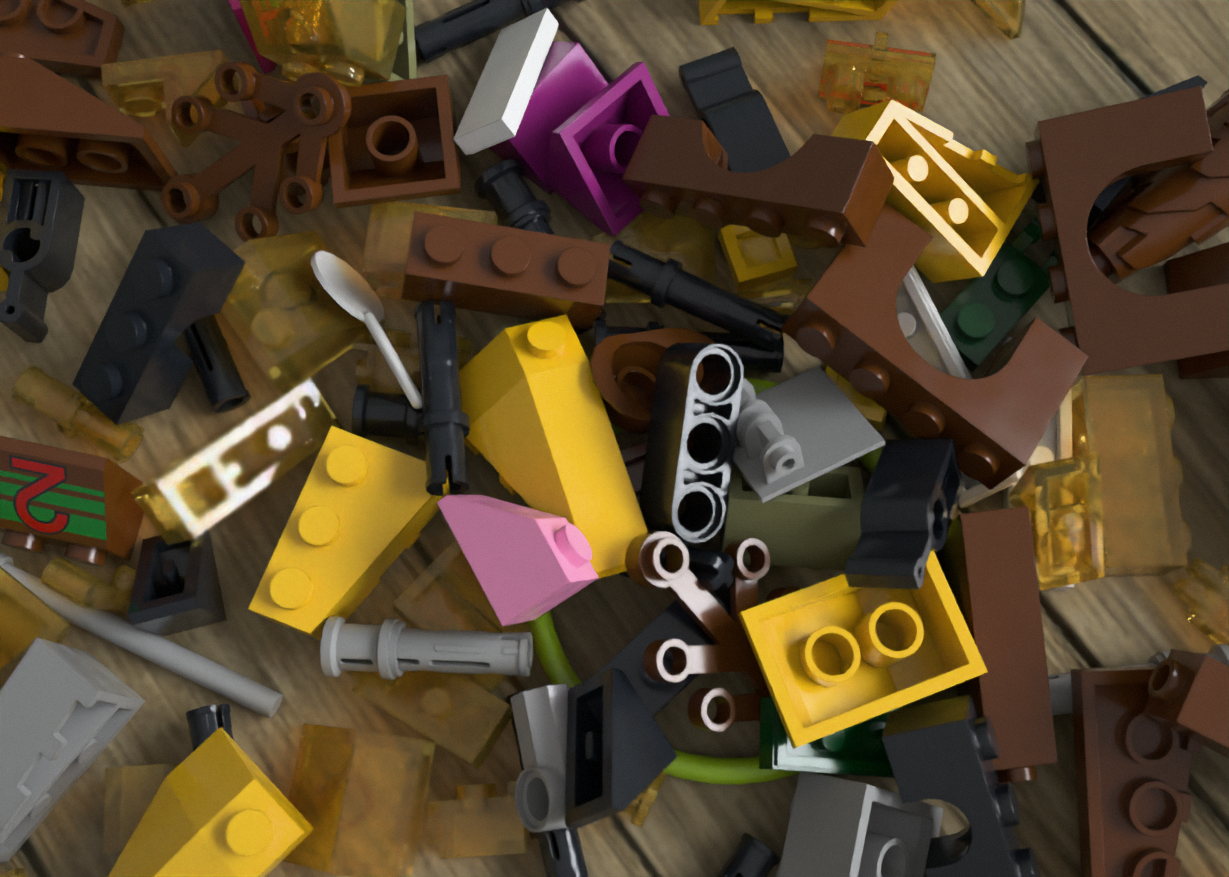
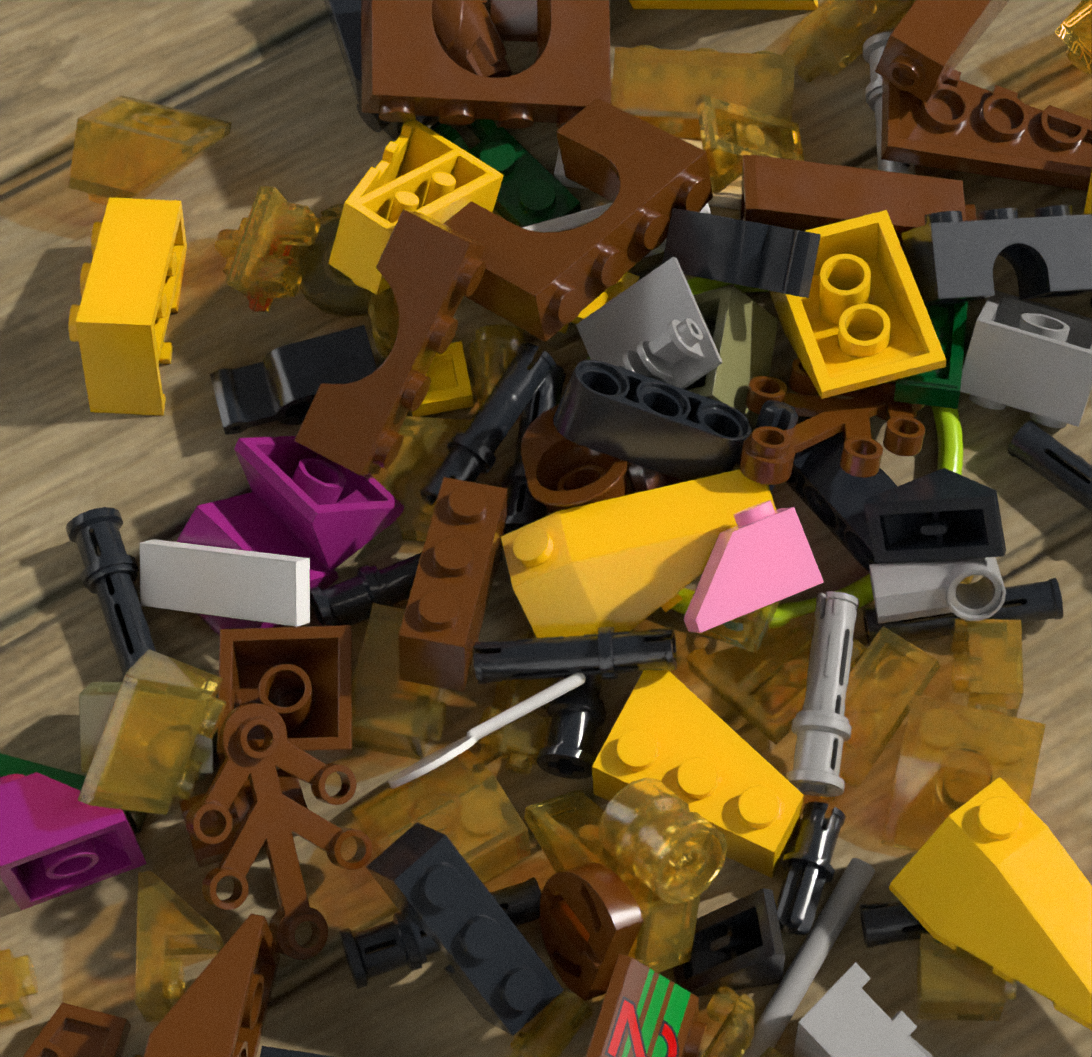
camera: 80 degrees left, 10 degrees down
(181, 440) = (586, 925): none -> reddish brown piece
(227, 498) = (662, 840): none -> clear yellow wheel
(259, 649) = (808, 867): none -> black axle

